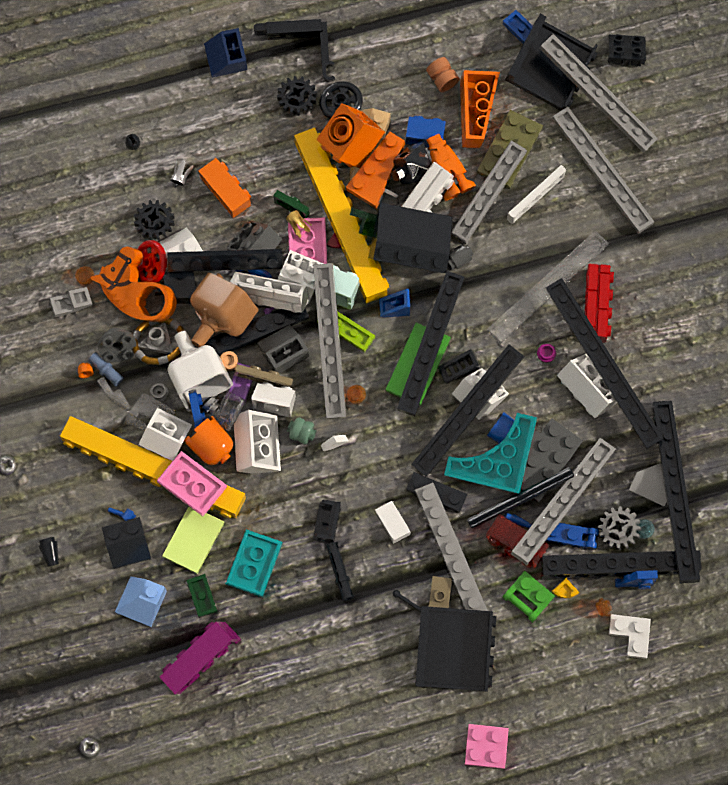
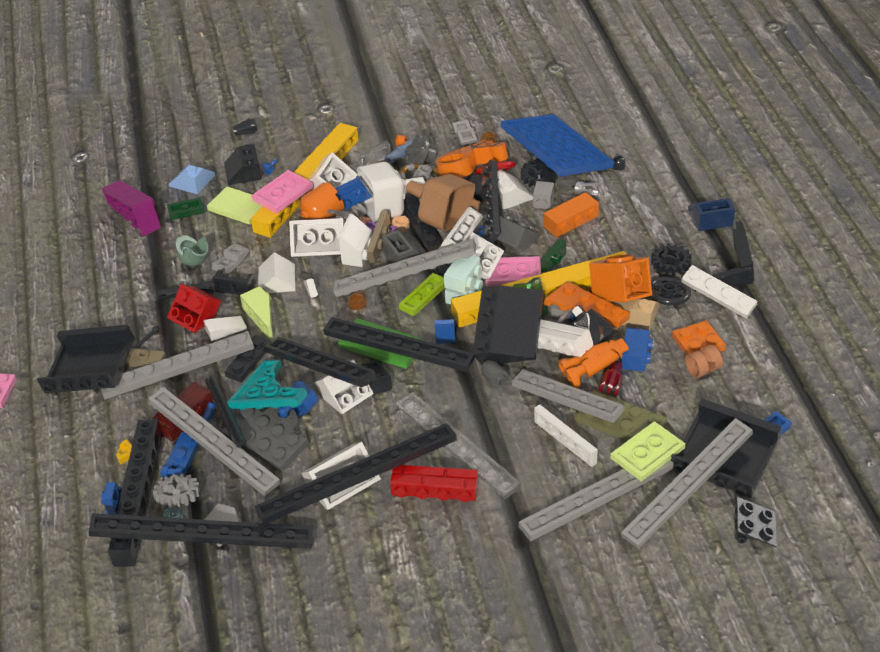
camera: 95 degrees right, 30 degrees down
(110, 199) = (557, 145): none -> blue plate
(192, 215) = (543, 195): none -> light grey brick
(254, 563) = (216, 238): teal tile -> none
(283, 570) = (190, 251): none -> sand green helmet
(286, 533) = (232, 258): none -> light grey slope
(295, 218) = (536, 255): pearl gold piece -> none
(301, 430) = (324, 264): sand green piece -> none
(315, 481) = (277, 275): none -> white slope
(346, 55) = (719, 291): none -> white plate
(369, 556) = (193, 307): none -> red slope
(371, 487) = (257, 306): none -> yellowish green slope
(407, 79) = (696, 337): none -> orange plate
(469, 154) = (612, 378): none -> dark red arm
(477, 97) = (665, 385): orange wedge -> none
(533, 592) = (126, 427): bright green plate -> none
(546, 353) = (382, 441): magenta plate -> none
(557, 125) = (647, 451): none -> yellowish green tile
(603, 607) = (96, 477): clear orange plate -> none
(636, 630) = (63, 508): white plate -> none

